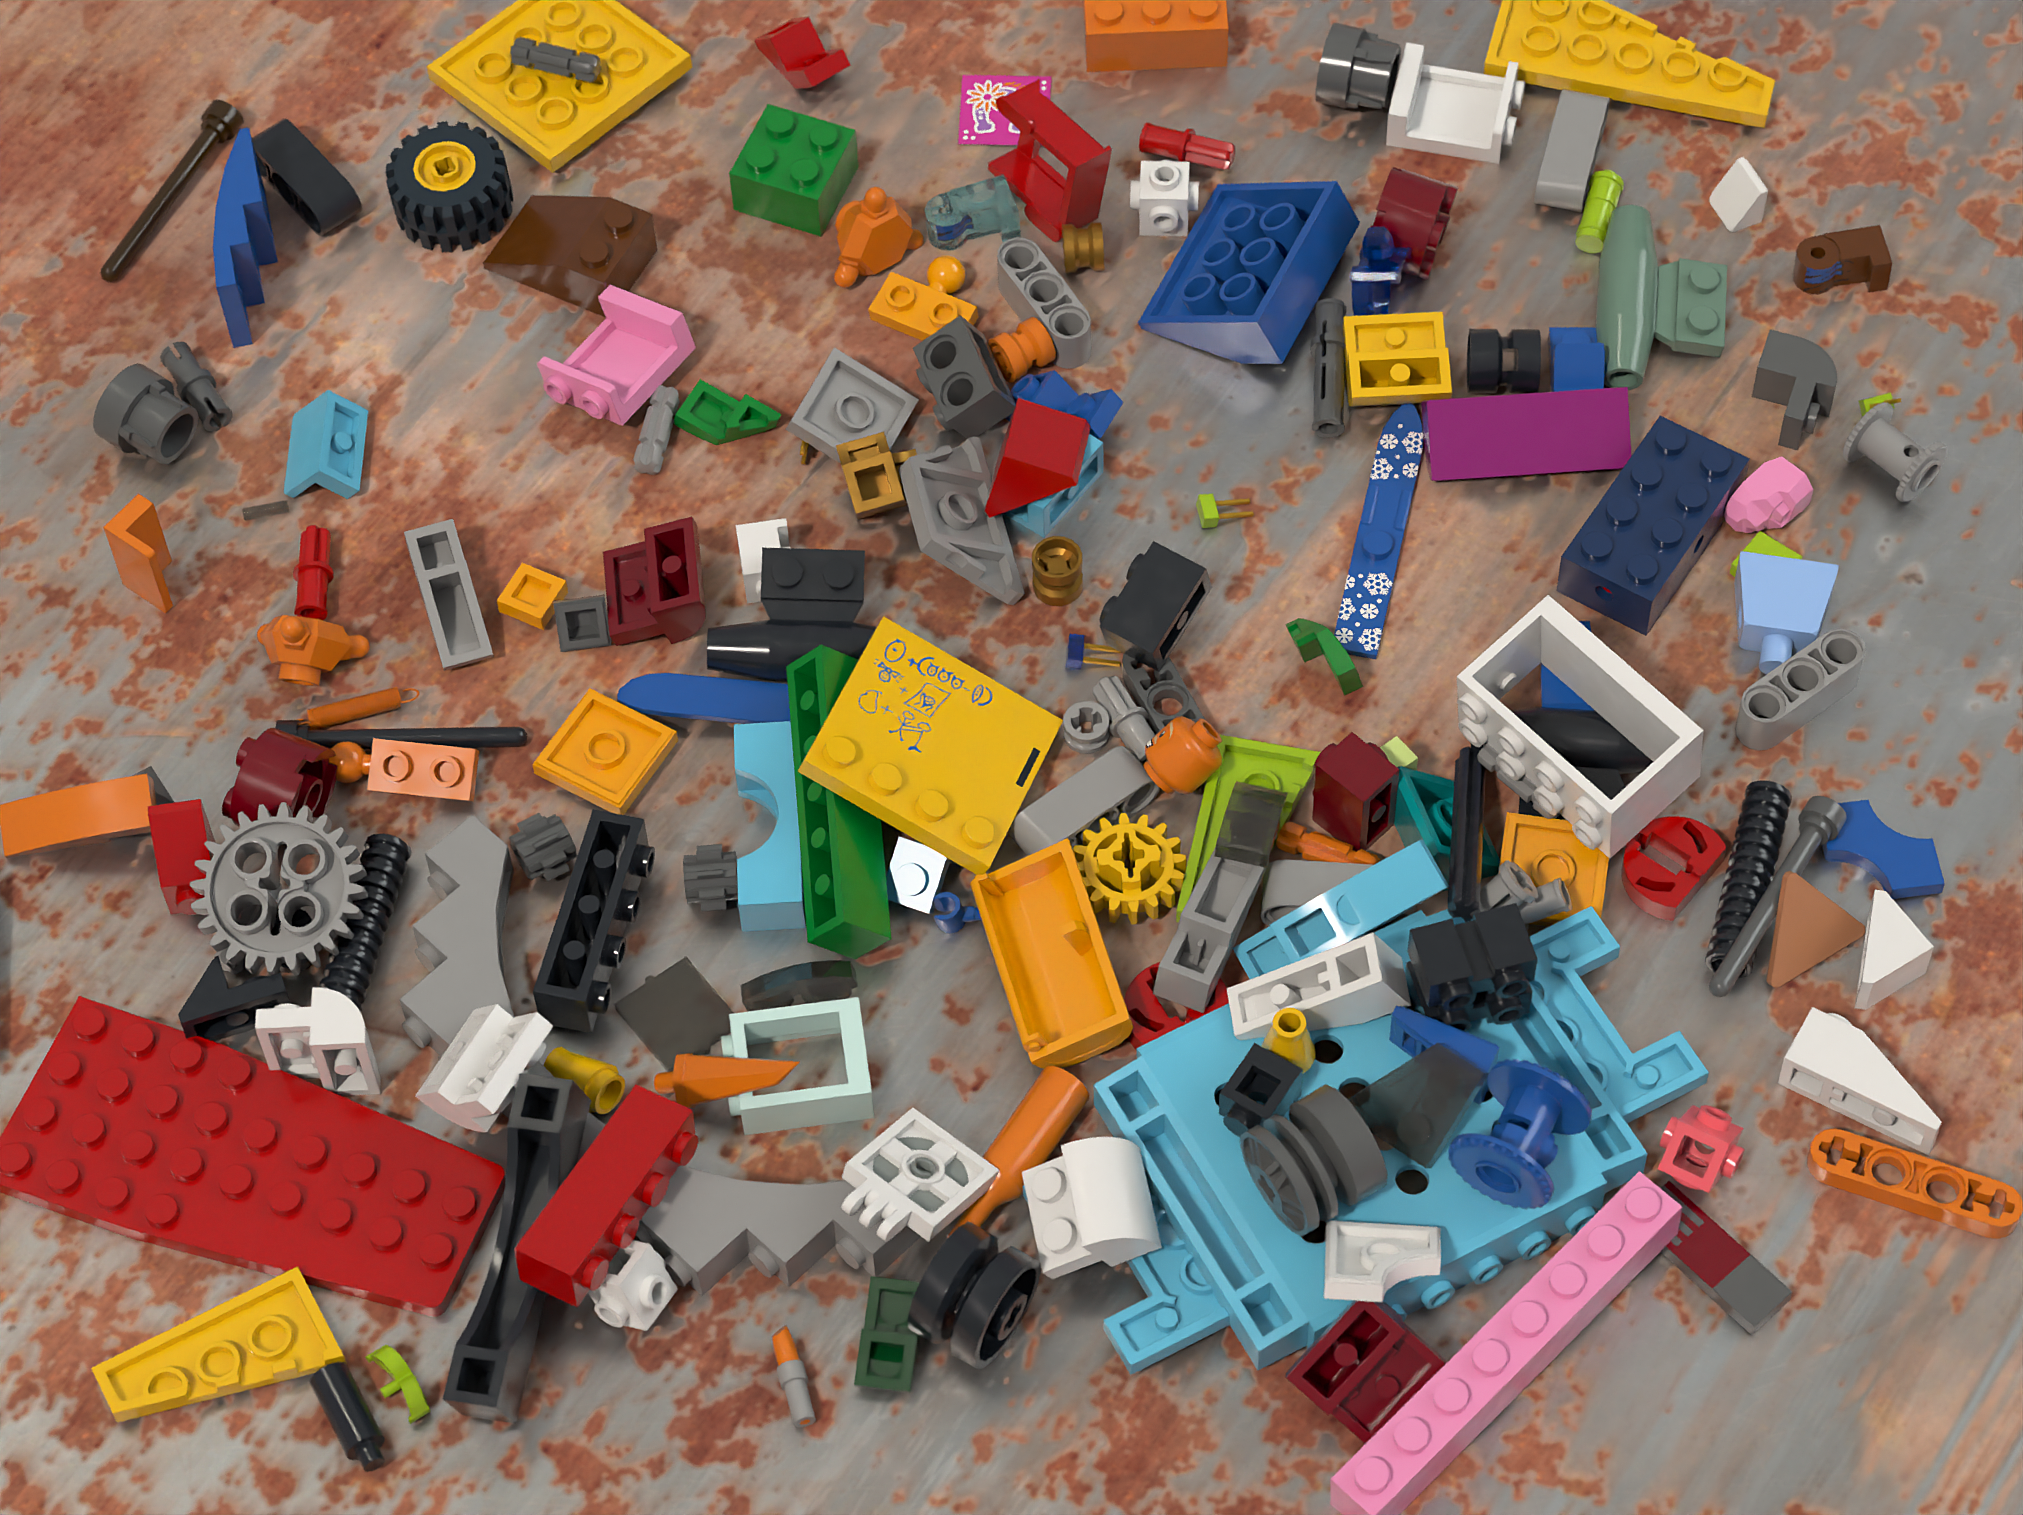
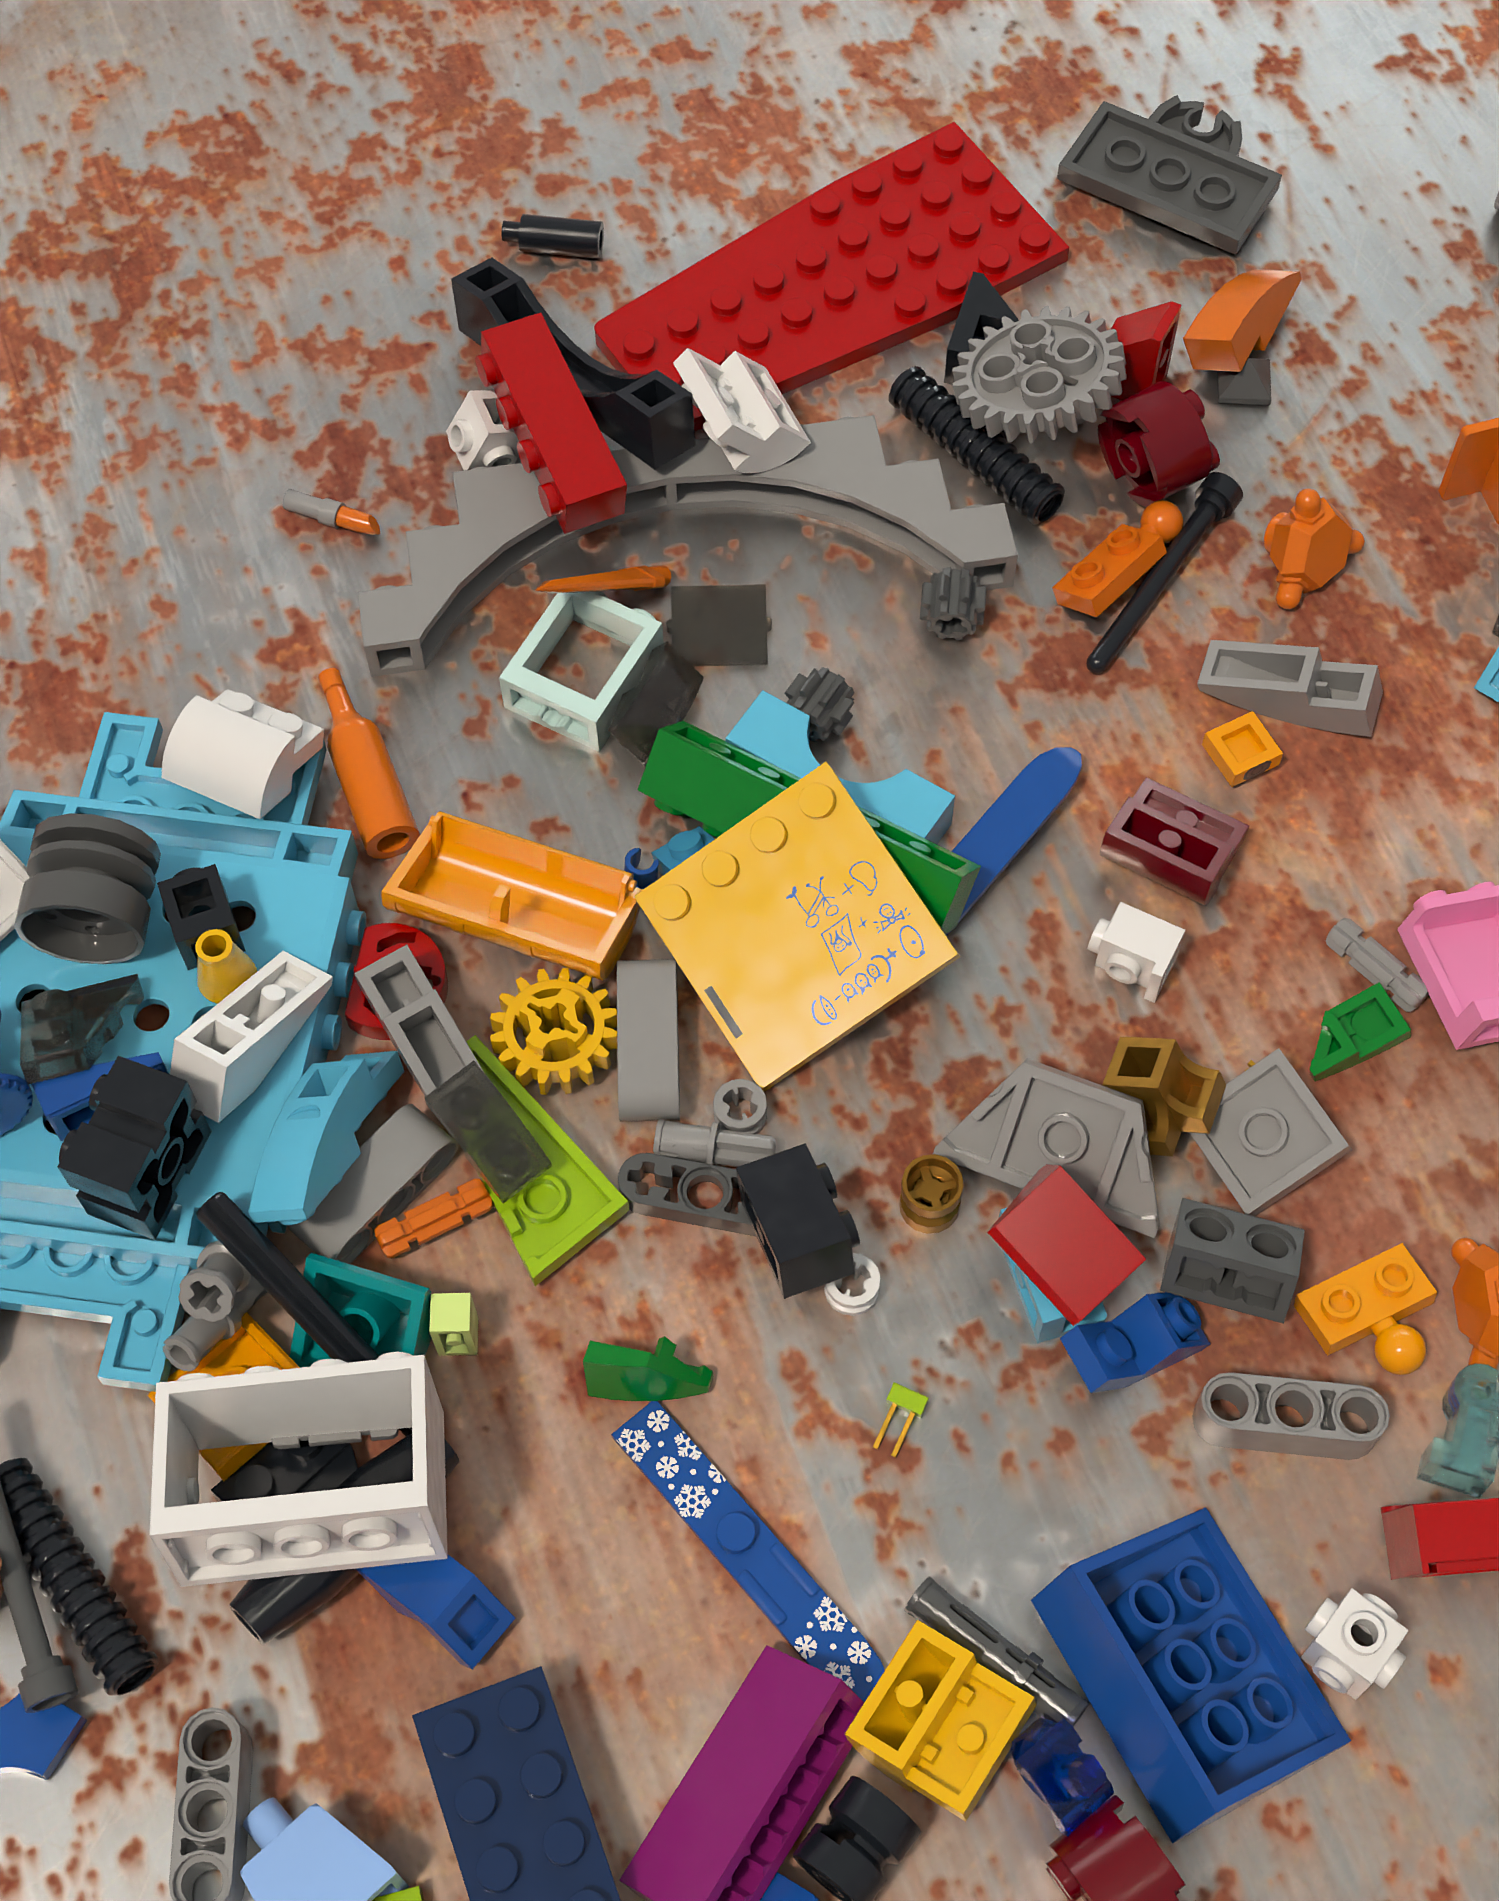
camera: 125 degrees right, 5 degrees up
(232, 1348) = (674, 194): yellow wing -> none
(313, 573) = (1396, 603): red axle -> none
(321, 1043) = (870, 347): white brick -> none
(355, 708) = (1221, 563): orange piece -> none
(403, 1379) = (567, 284): lime piece -> none
(582, 623) = (1185, 767): dark grey slope -> none
(592, 921) = (843, 589): black brick -> none
(594, 1077) = (703, 518): yellow cone -> none
(605, 752) = (1021, 709): light orange plate -> none
(809, 603) = (1027, 933): black plate -> none
(886, 1344) = (301, 595): dark green slope -> none
(915, 1178) = (384, 646): white piece -> none
(974, 1295) = (256, 633): black wheel -> none
(1022, 349) = (1239, 1343): orange wheel -> none
(1075, 650) = (836, 1160): piece -> none
(1083, 247) = (1342, 1510): pearl gold wheel -> none
(1183, 755) = (617, 1137): orange head -> none
(1186, 146) = (1424, 1736): red axle -> none
(1355, 792) = (451, 1249): dark red brick -> none
(1654, 886) = (122, 1512): red piece -> none

